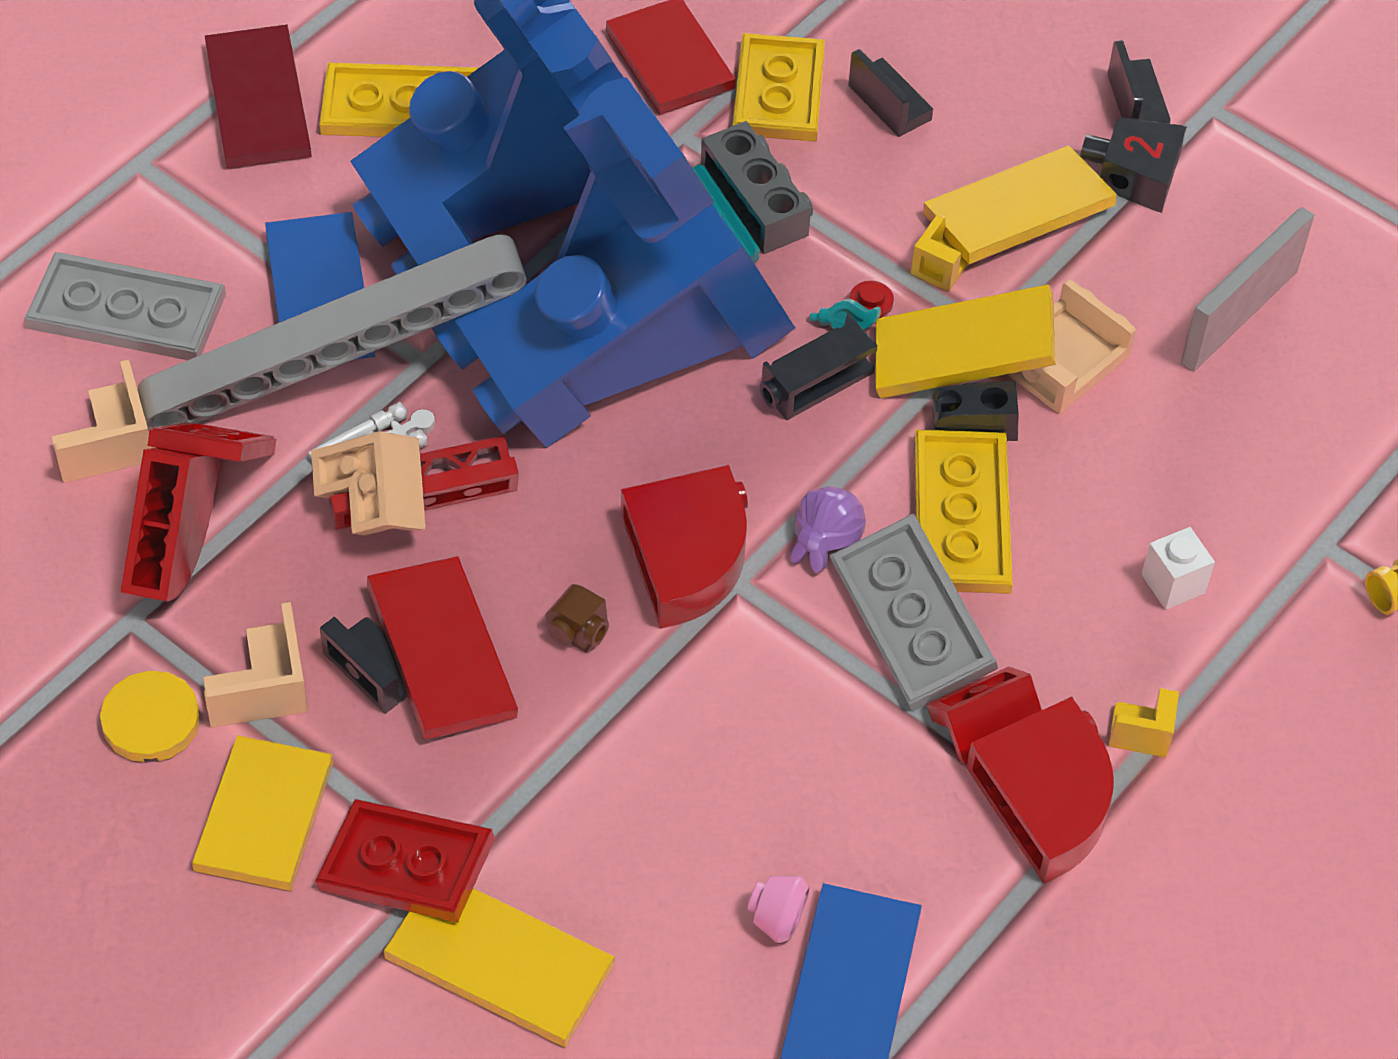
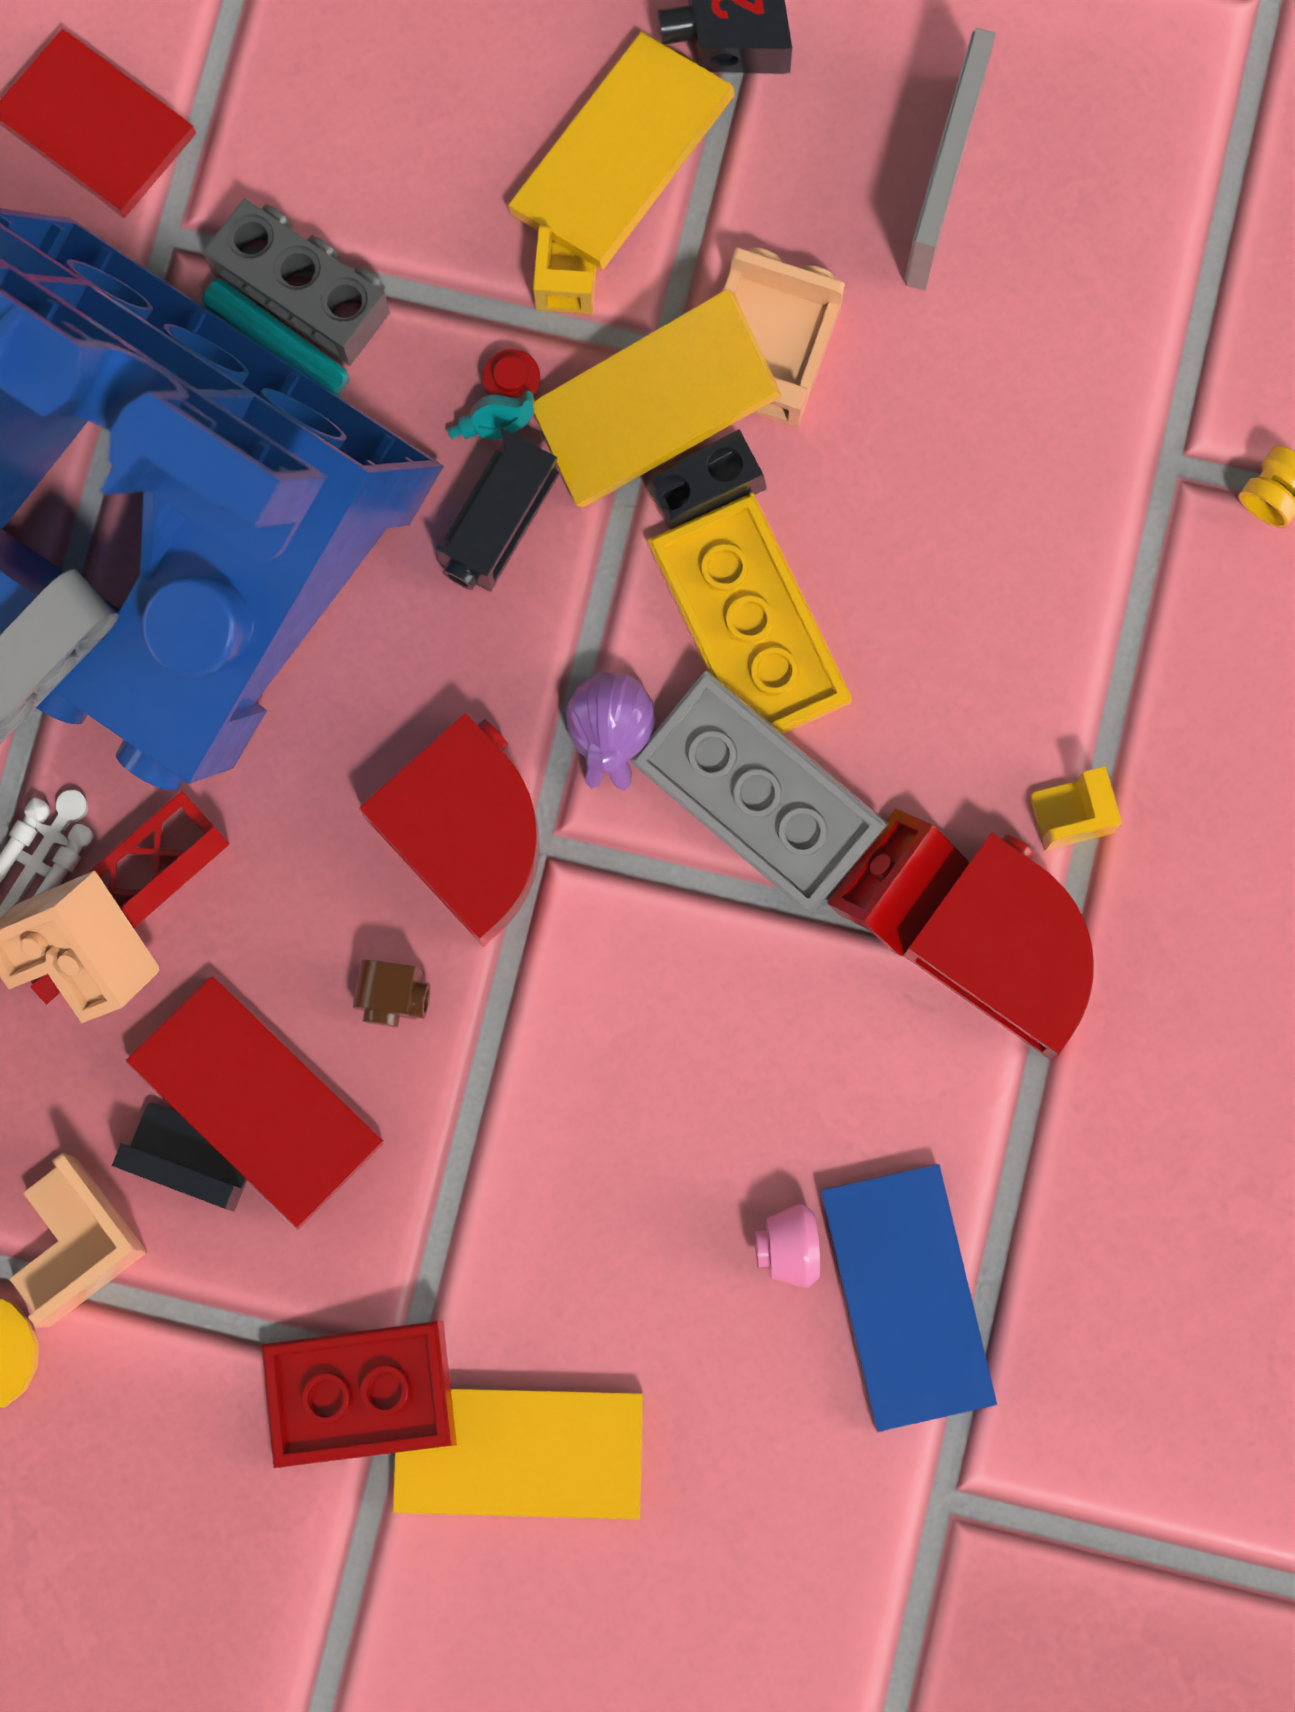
camera: 20 degrees left, 25 degrees up
(263, 813) = (169, 1408): yellow tile -> none
(780, 86) = (250, 107): yellow tile -> none
(888, 94) = (389, 56): black panel -> none
(1177, 568) = (1029, 590): white brick -> none

